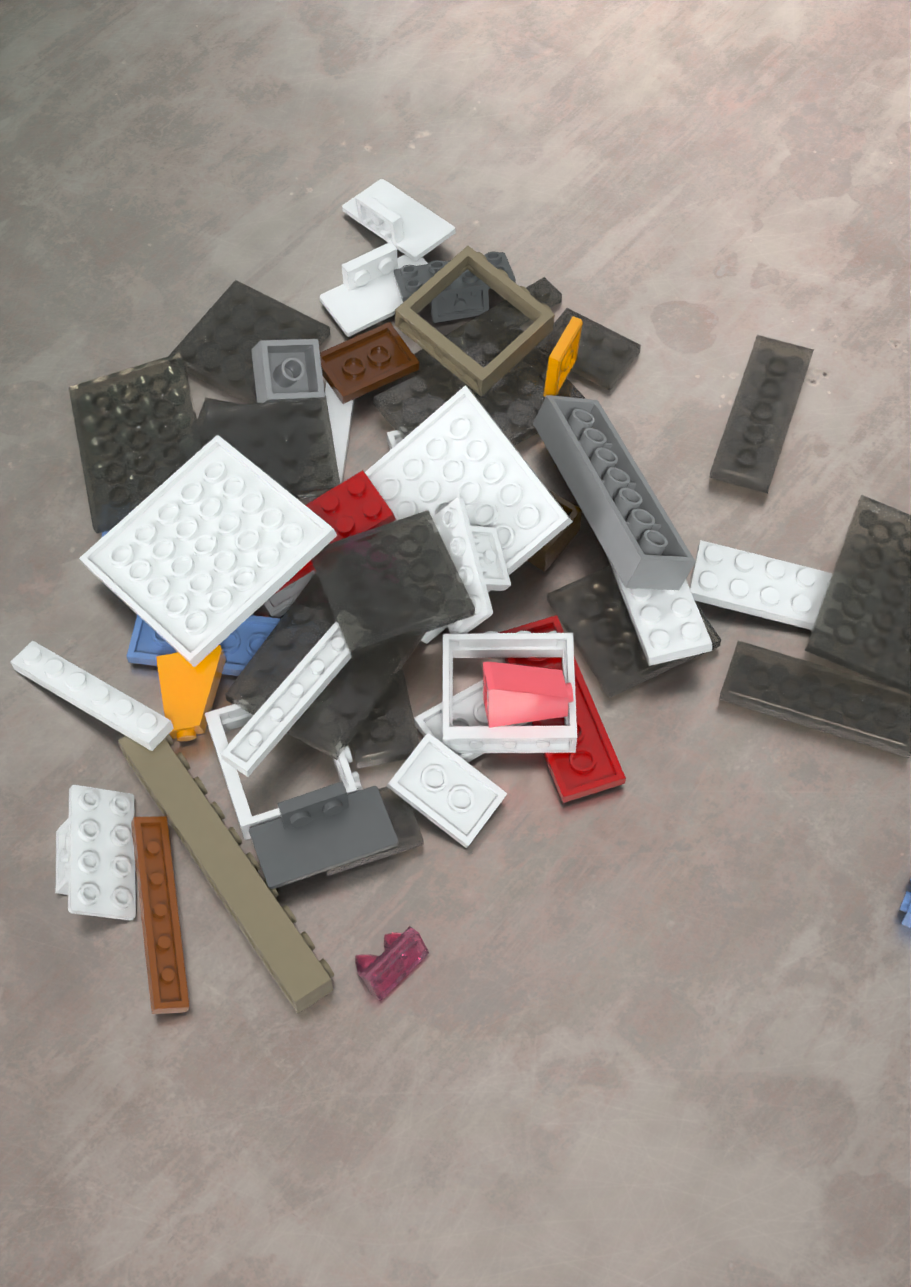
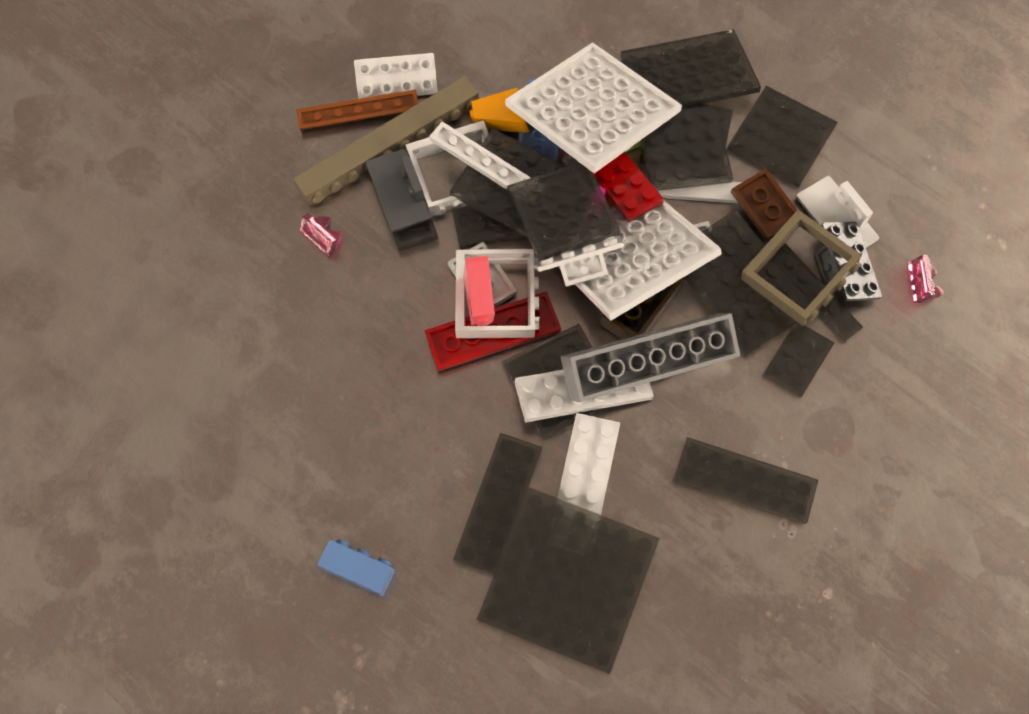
camera: 90 degrees right, 10 degrees up
(92, 695) = (497, 61): white plate -> none
(287, 370) = (747, 151): light grey brick -> none
(399, 219) = (906, 224): white bracket -> none
(447, 790) = (428, 259): white plate -> none
(477, 210) = (922, 279): none -> clear pink tile
(563, 357) = (770, 327): light orange tile -> none

